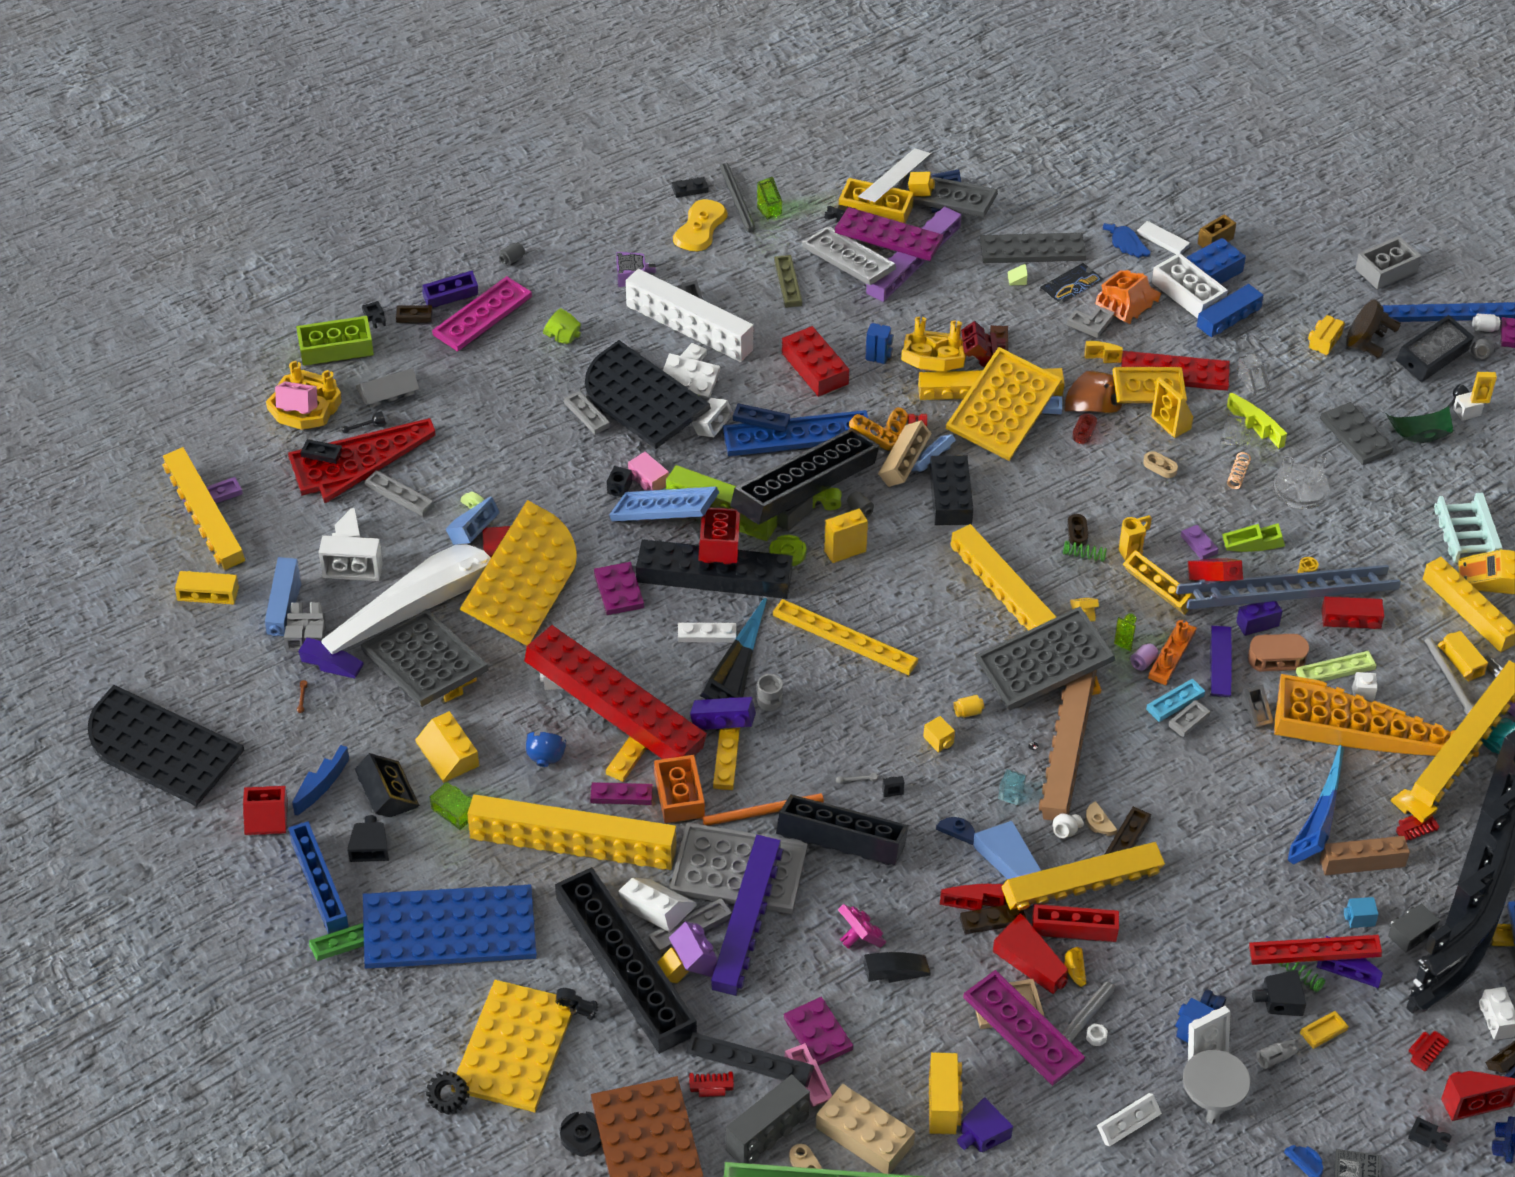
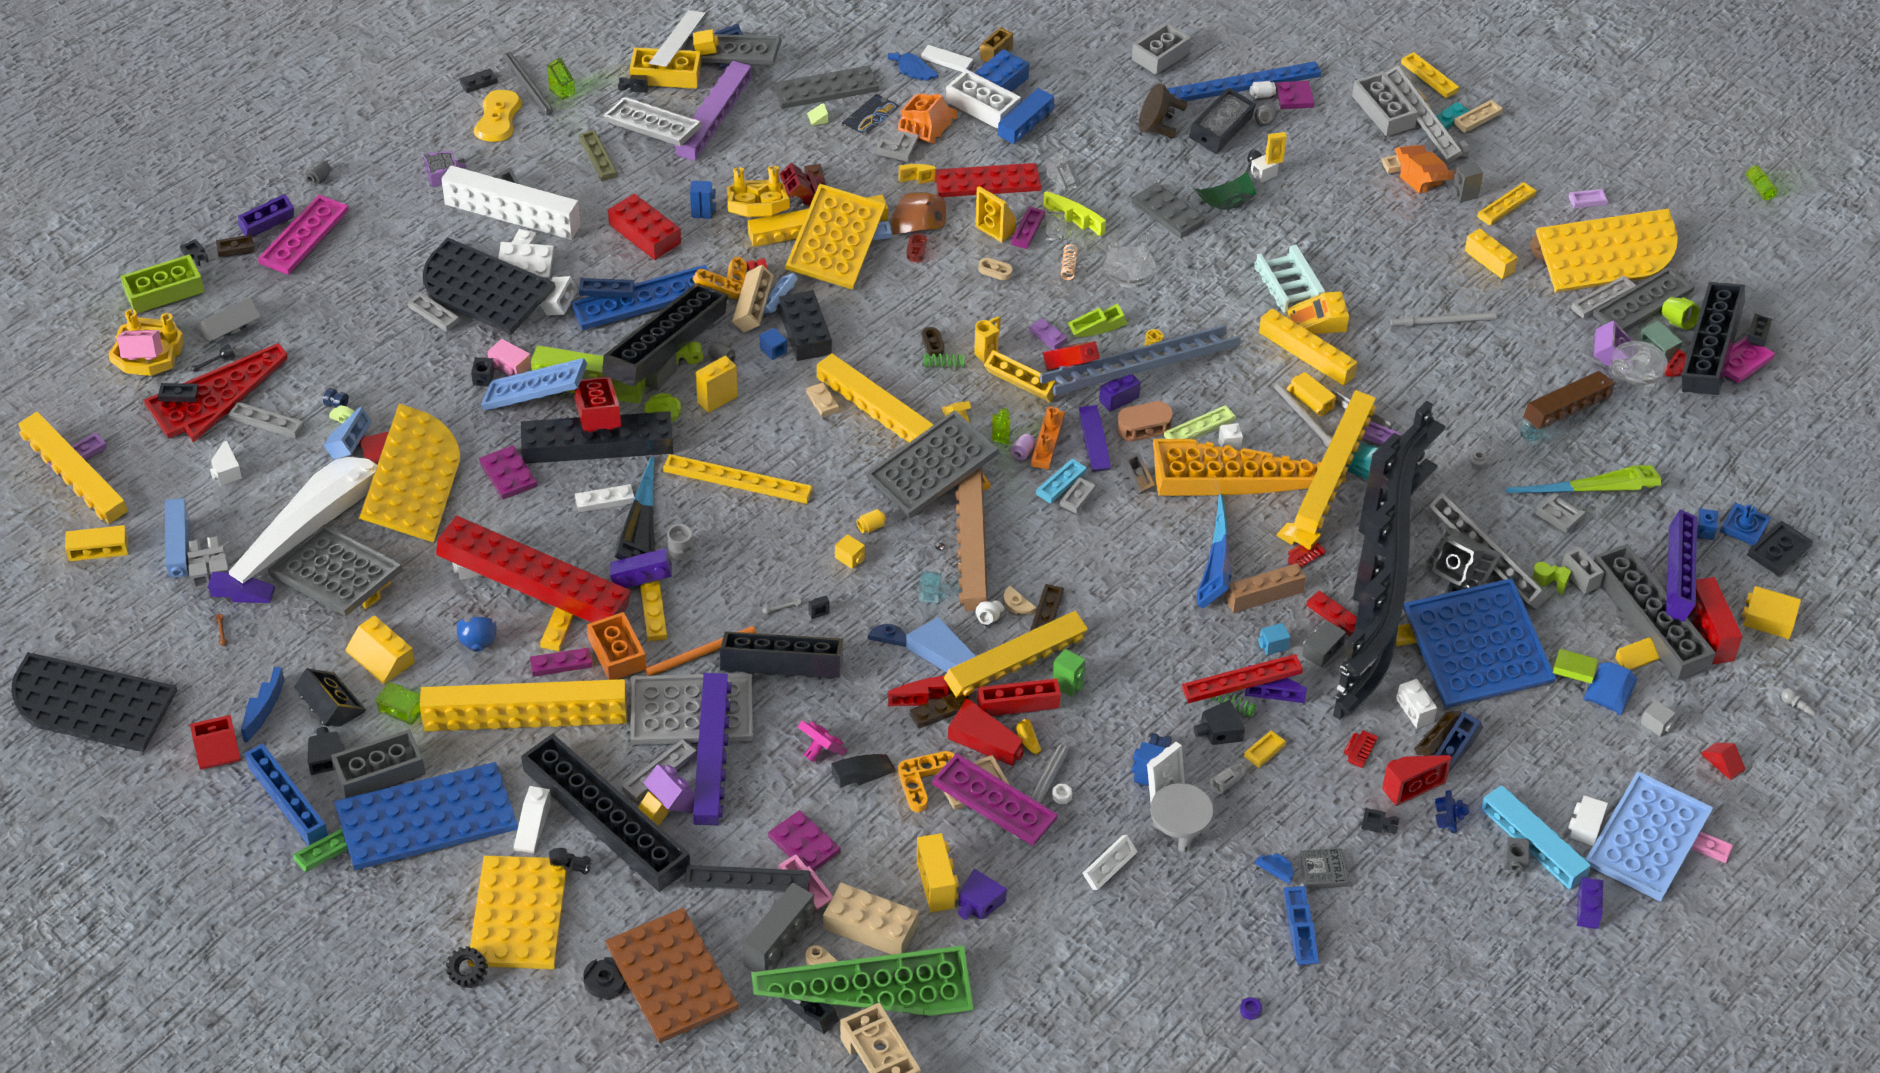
camera: 15 degrees left, 0 degrees up
(350, 558) = (236, 489): white brick -> none
(415, 864) = (378, 764): none -> dark grey brick
(469, 483) = (334, 398): none -> dark blue wheel
(552, 951) = (532, 819): none -> white slope
(563, 327) = (388, 233): lime helmet -> none
(655, 903) = (620, 755): white slope -> none
(711, 1088) = (716, 913): red piece -> none
(889, 233) = (686, 94): magenta plate -> none
(914, 503) = (773, 343): none -> blue brick
(948, 983) = (915, 776): none -> light orange beam
(950, 570) = (822, 399): none -> tan plate
(1134, 906) = (1070, 672): none -> bright green brick
(1139, 383) = (959, 197): yellow plate -> none
(1204, 427) = (1028, 227): none -> magenta plate
(1326, 334) = (1119, 124): yellow brick -> none
(1352, 612) = (1203, 373): red brick -> none
(1430, 894) = (1332, 612): none -> red plate

